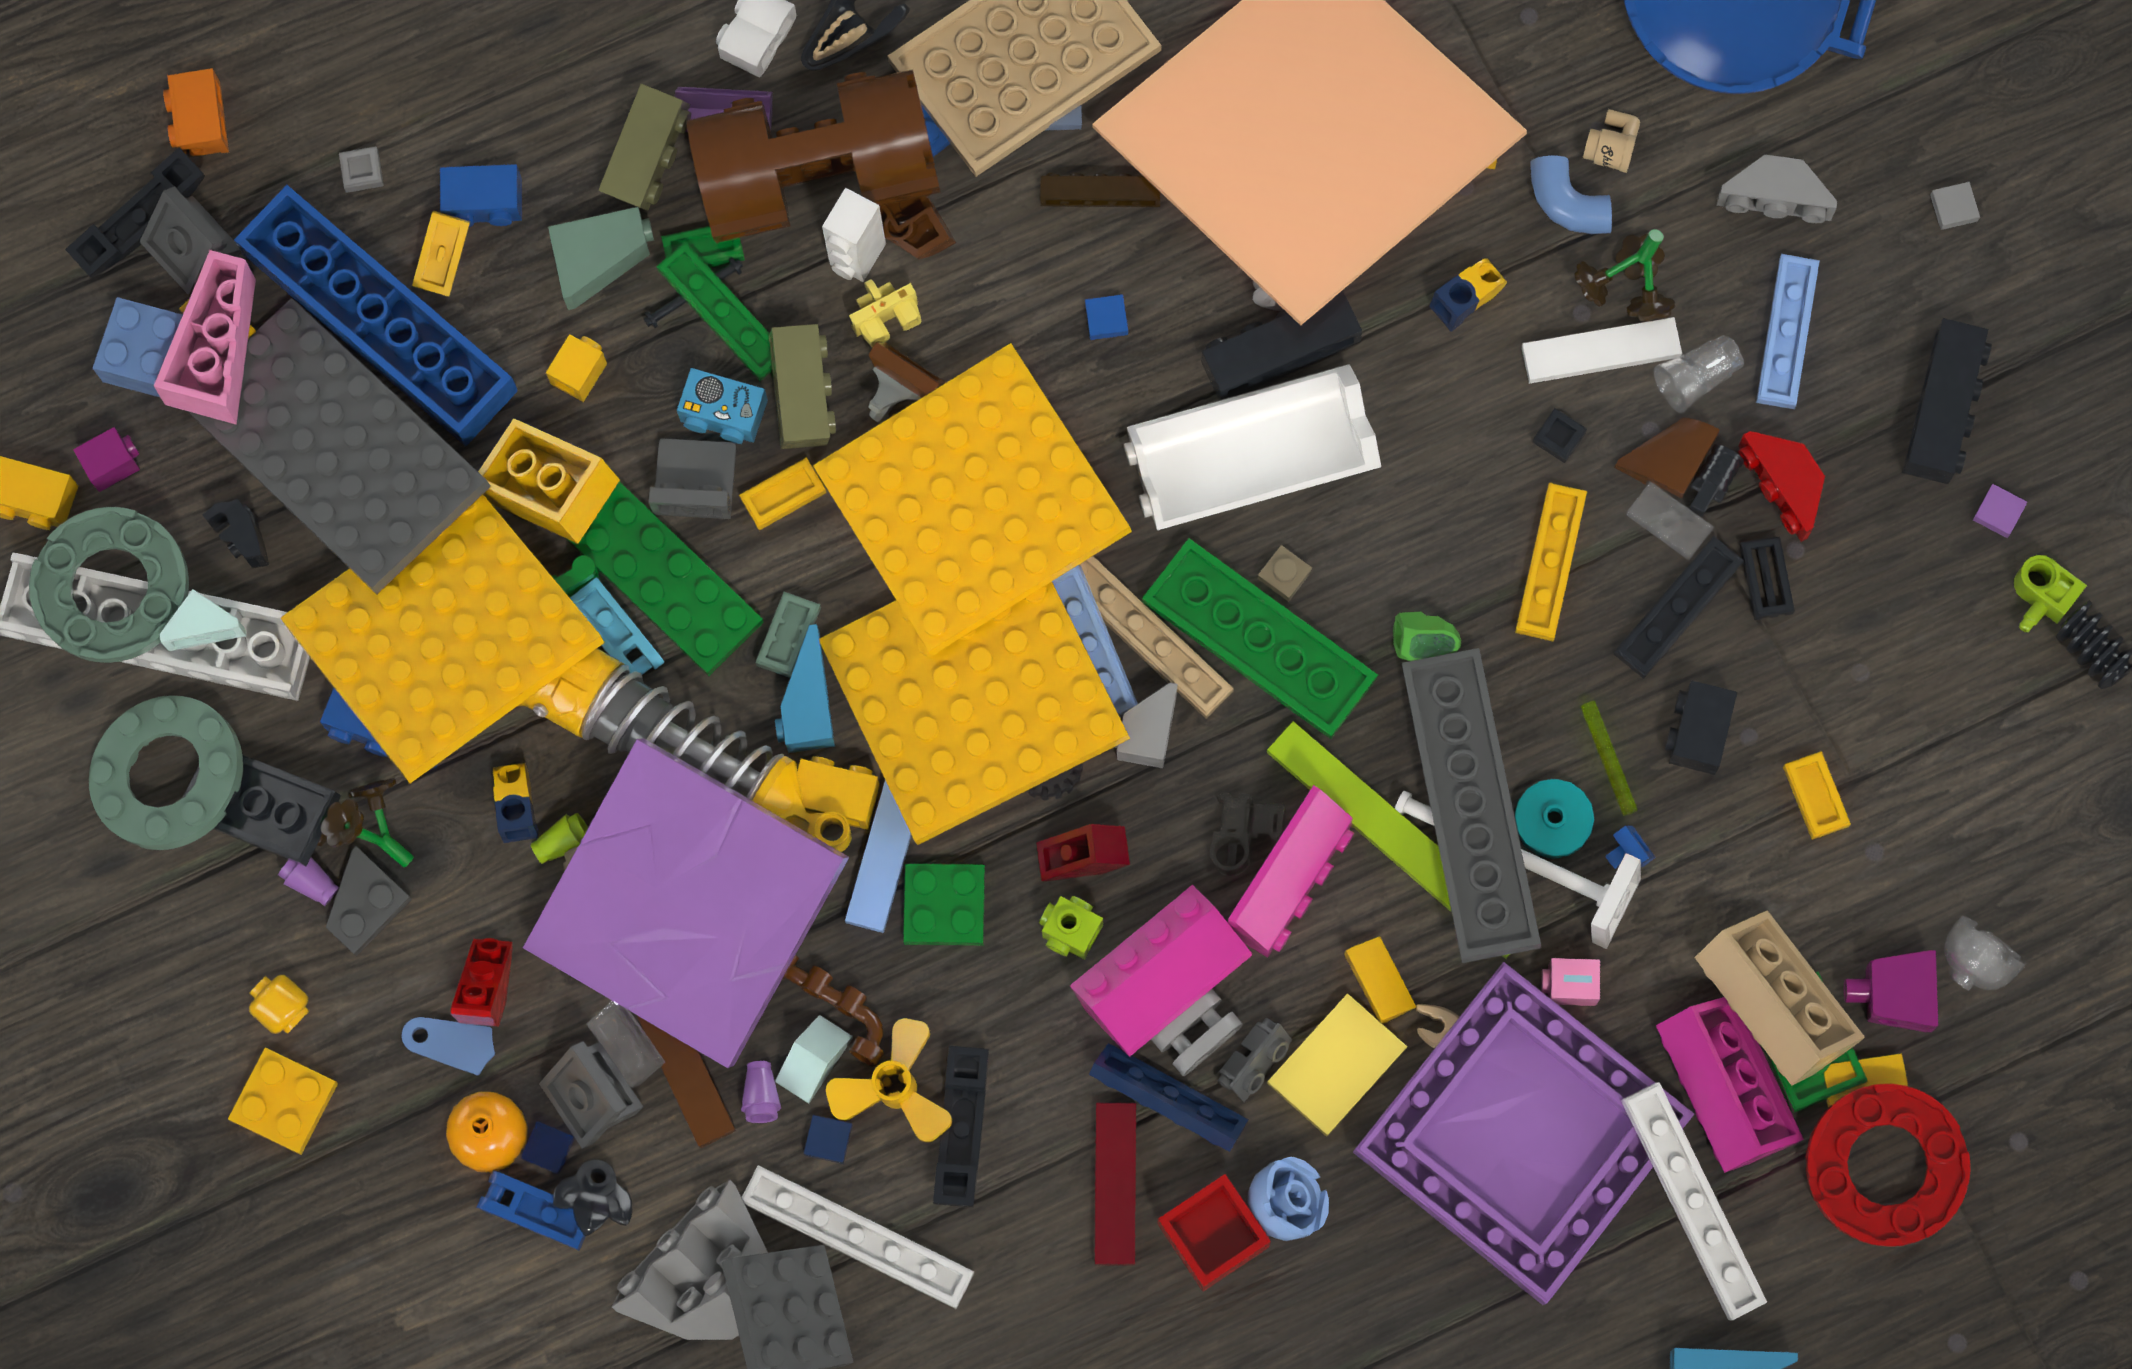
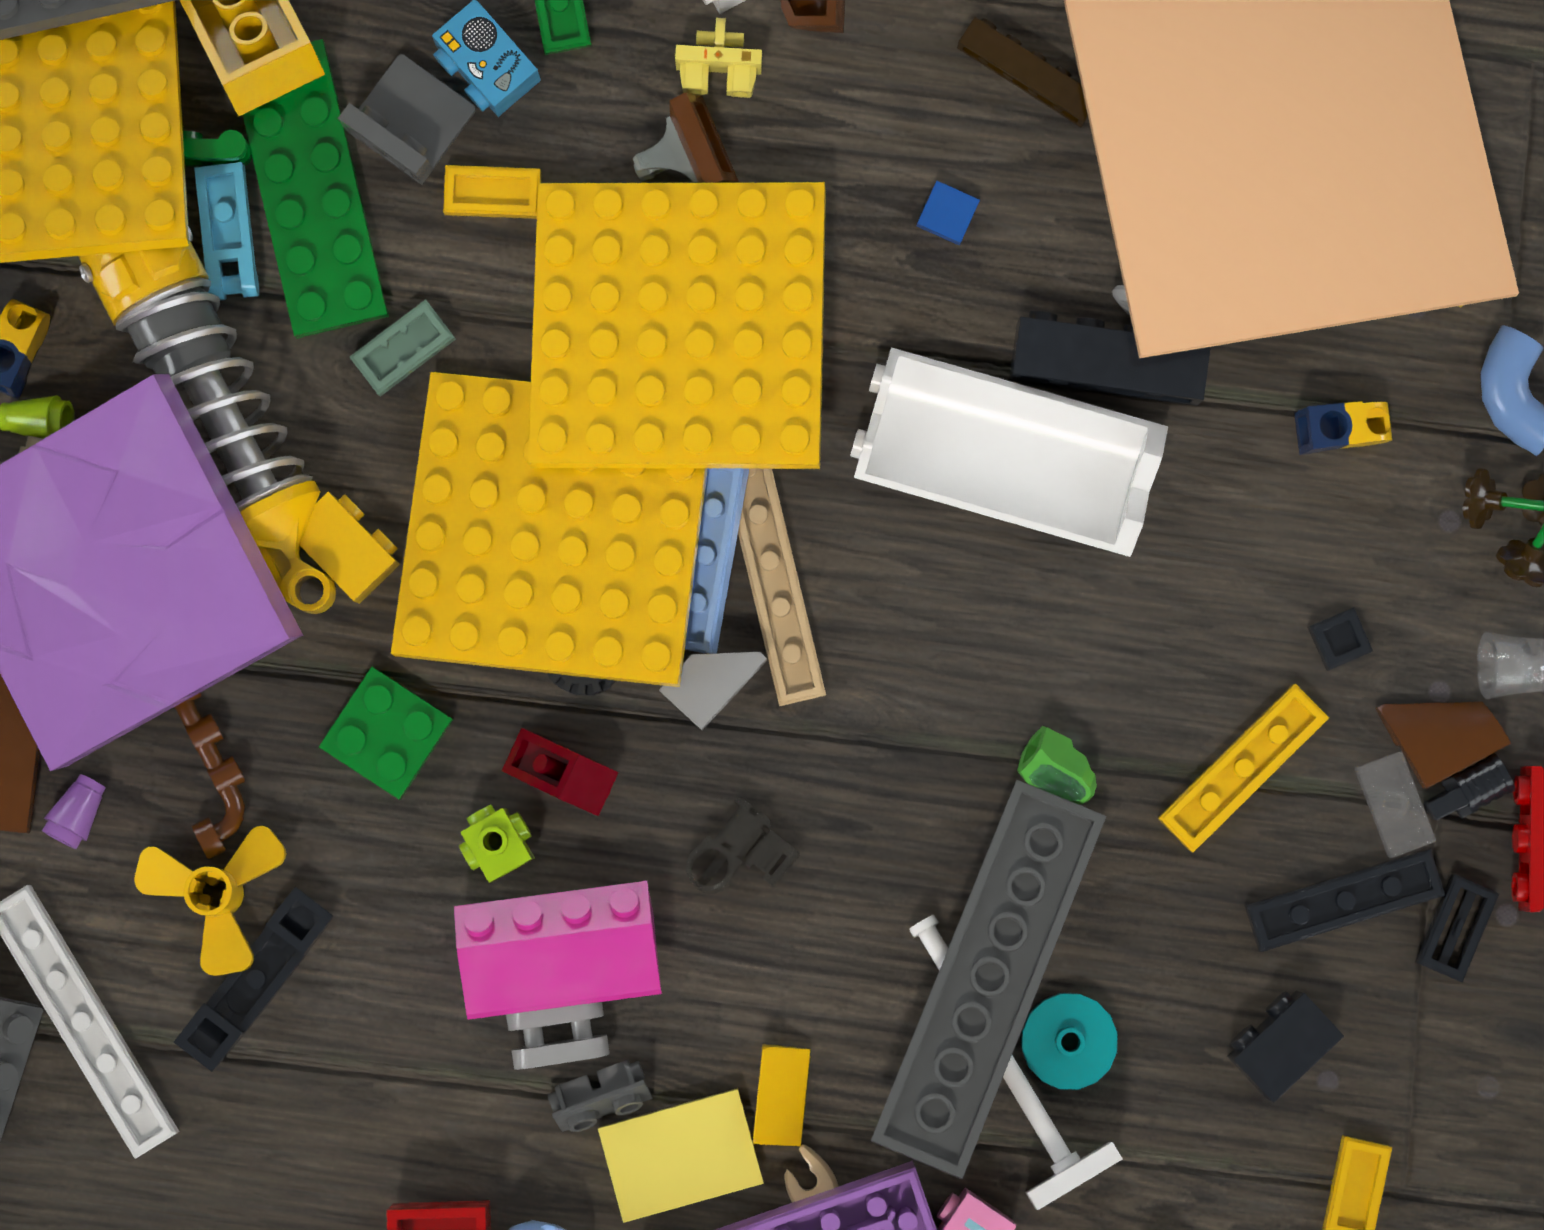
camera: 25 degrees right, 10 degrees up
(801, 386) = (580, 89): olive brick -> none
(806, 706) = (375, 433): dark azure slope -> none
(813, 1058) = (153, 808): light aqua slope -> none
(828, 1139) = (115, 902): dark blue tile -> none
(880, 866) = (342, 654): light blue tile -> none
(1115, 1184) = (376, 1134): dark red tile -> none
(1168, 1097) = (486, 1083): dark blue plate -> none
(1259, 638) = (886, 659): green plate -> none
(1284, 573) = (958, 605): dark tan plate -> none
(1291, 872) = (756, 931): dark pink slope -> none
(1370, 812) = (877, 904): lime tile -> none
(1601, 350) = (1443, 575): white tile -> none
(1609, 758) = (1167, 1013): clear neon green bar -> none
(1632, 844) = (1127, 1125): blue tile -> none

